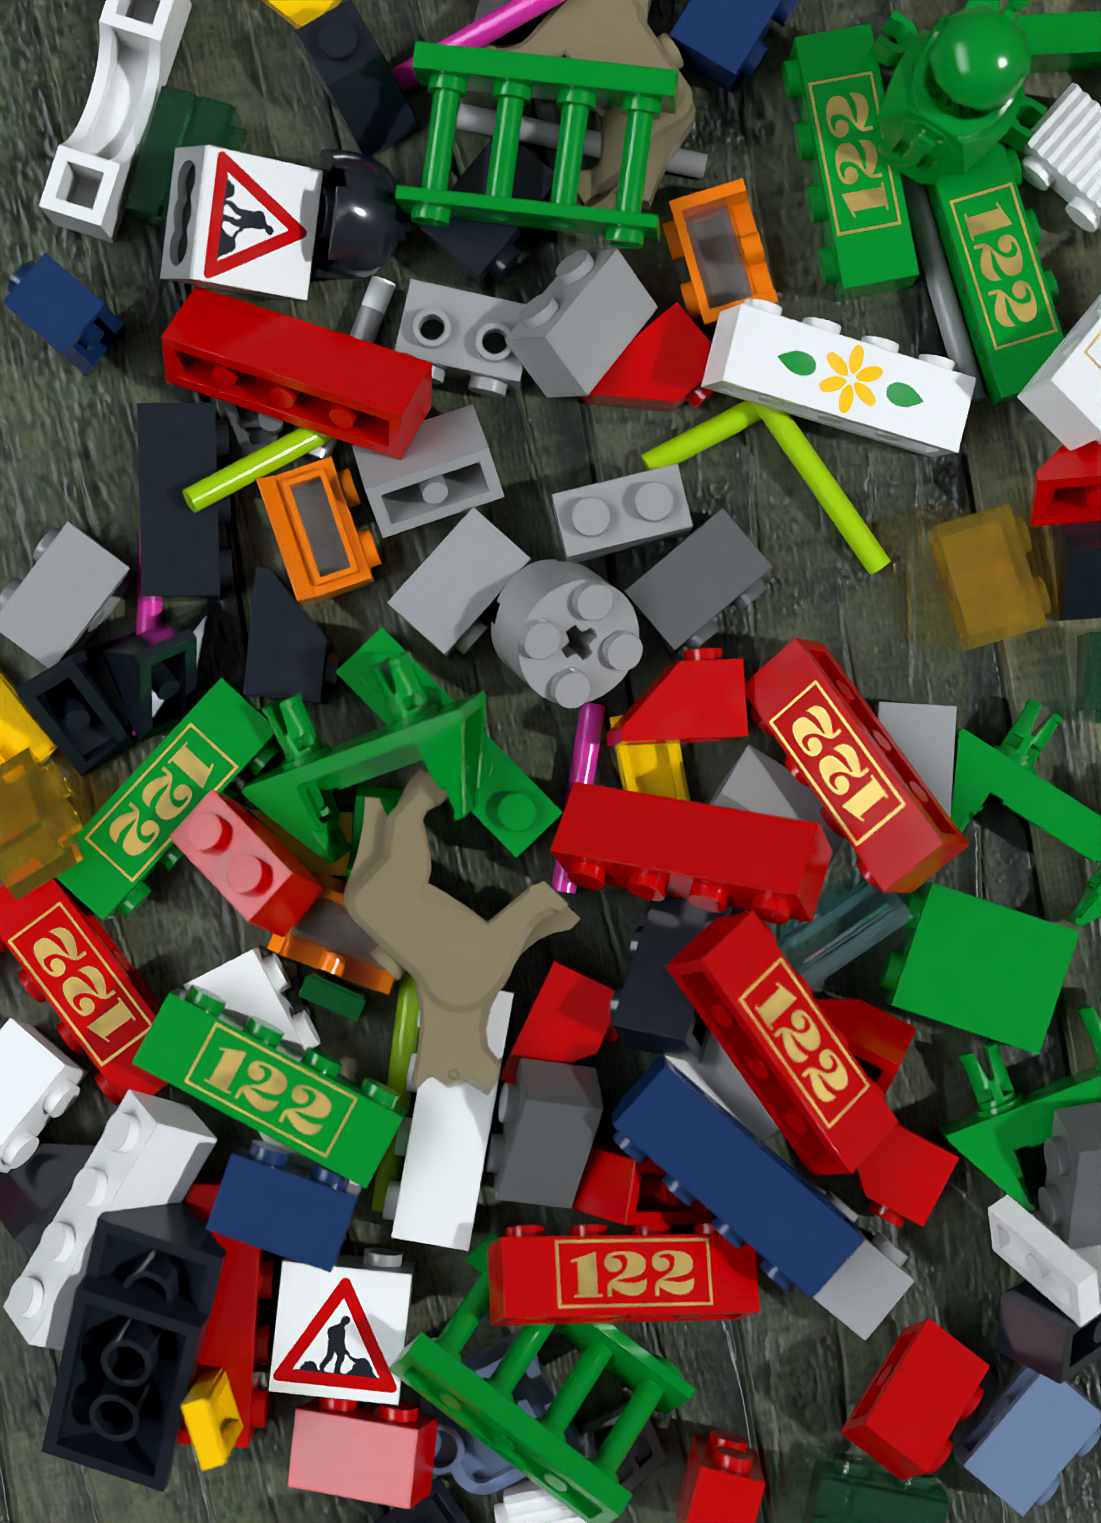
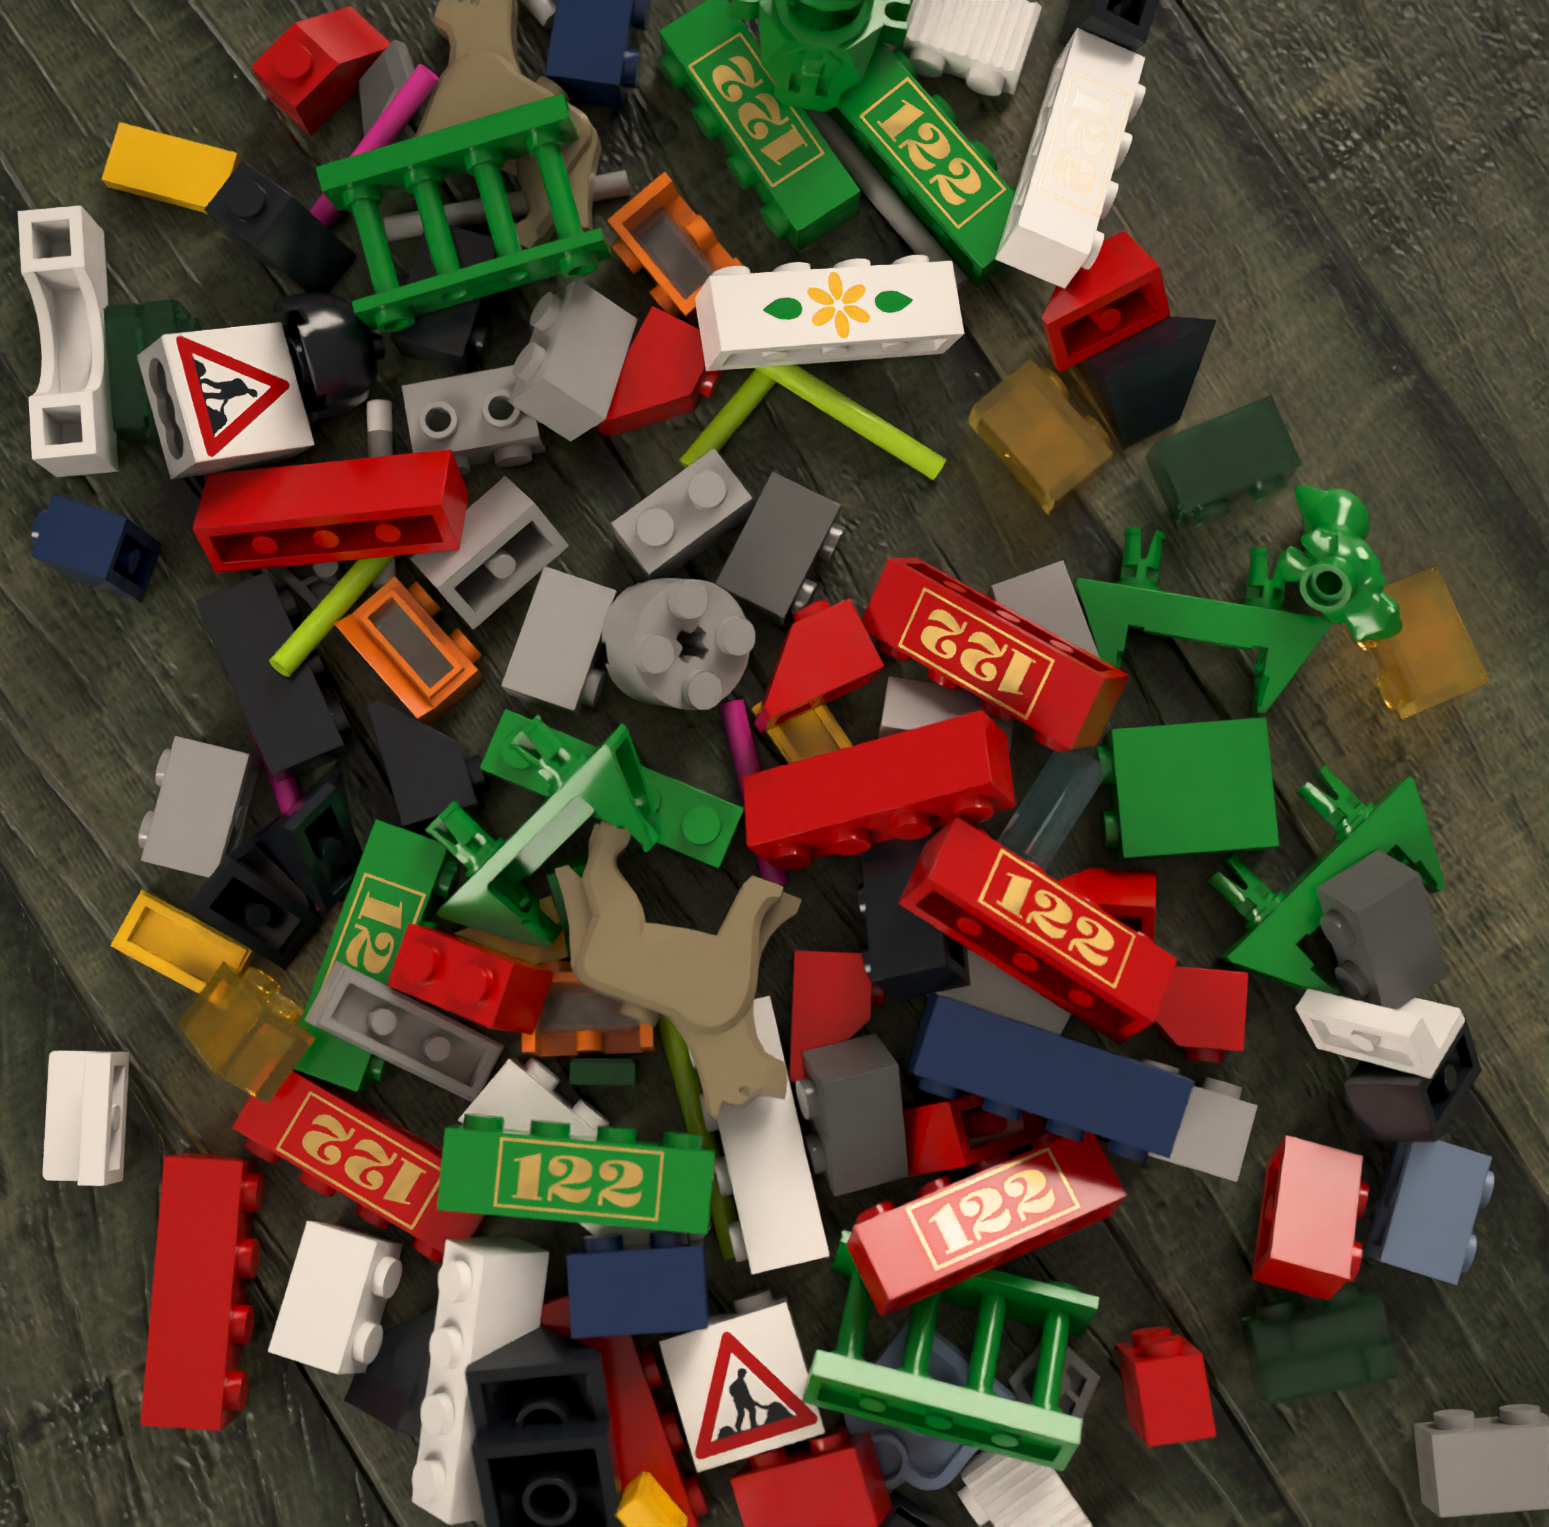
camera: 25 degrees left, 5 degrees down
(167, 884) = (404, 1032): none -> light grey tile

